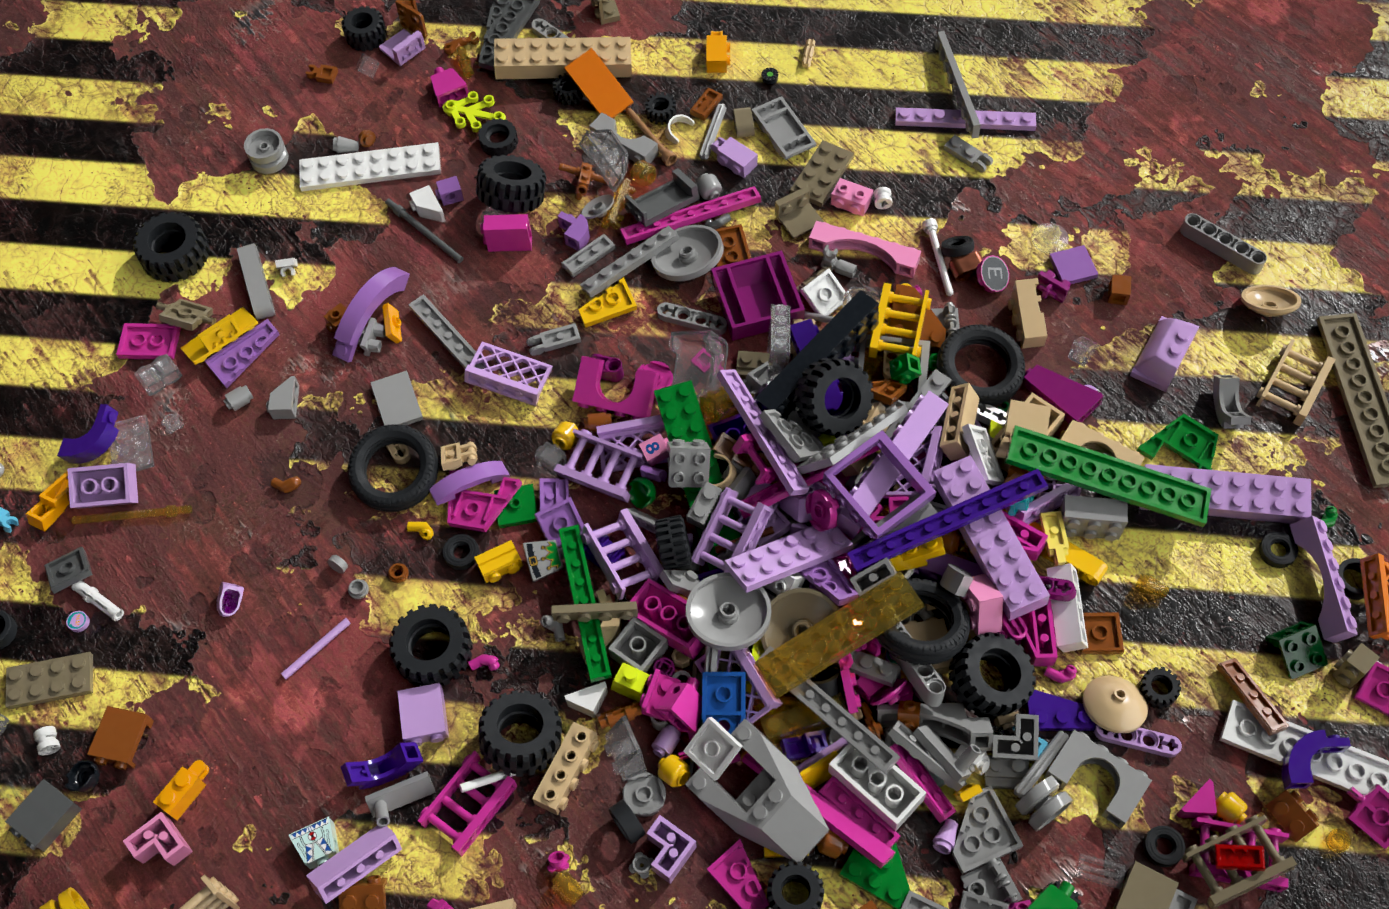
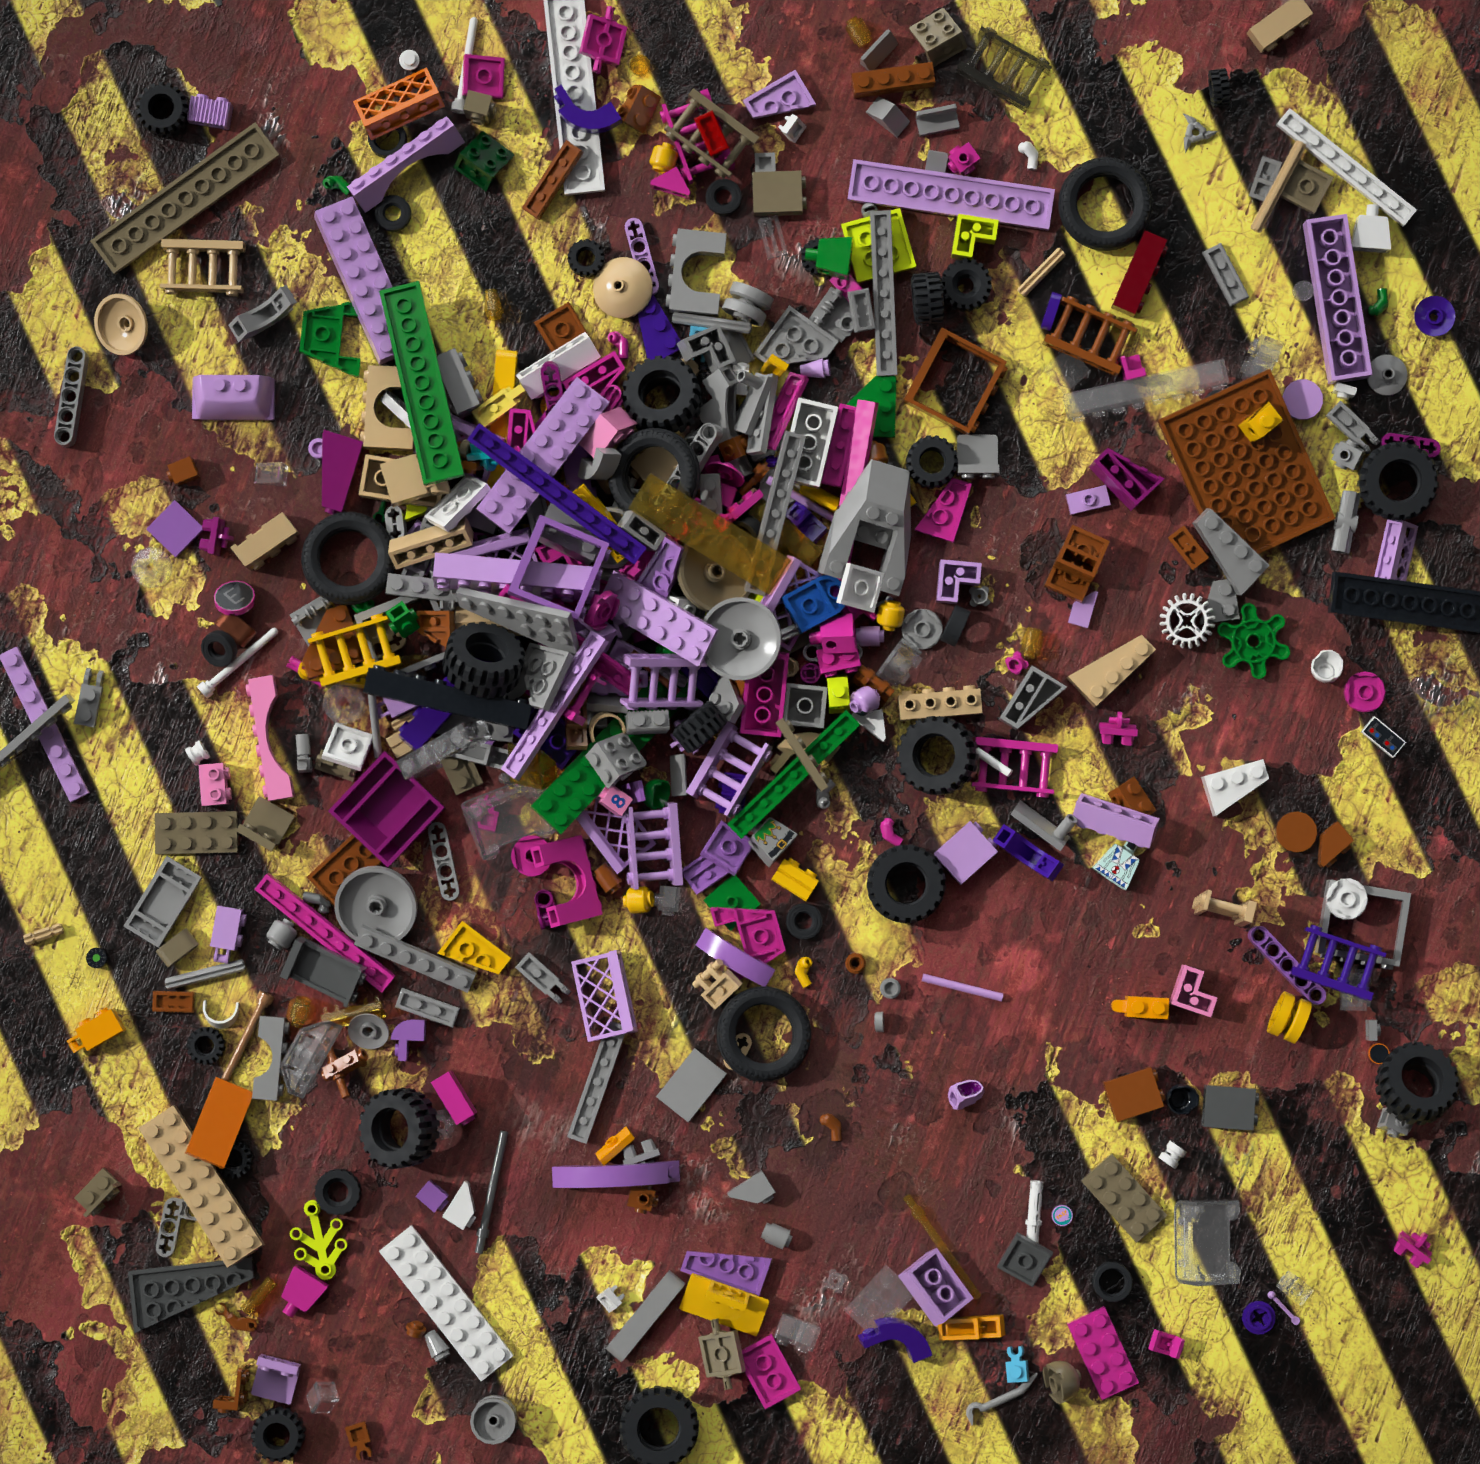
camera: 120 degrees left, 25 degrees up
(517, 854) = (1031, 696): none -> light grey wedge
(609, 696) = (864, 701): none -> lavender head

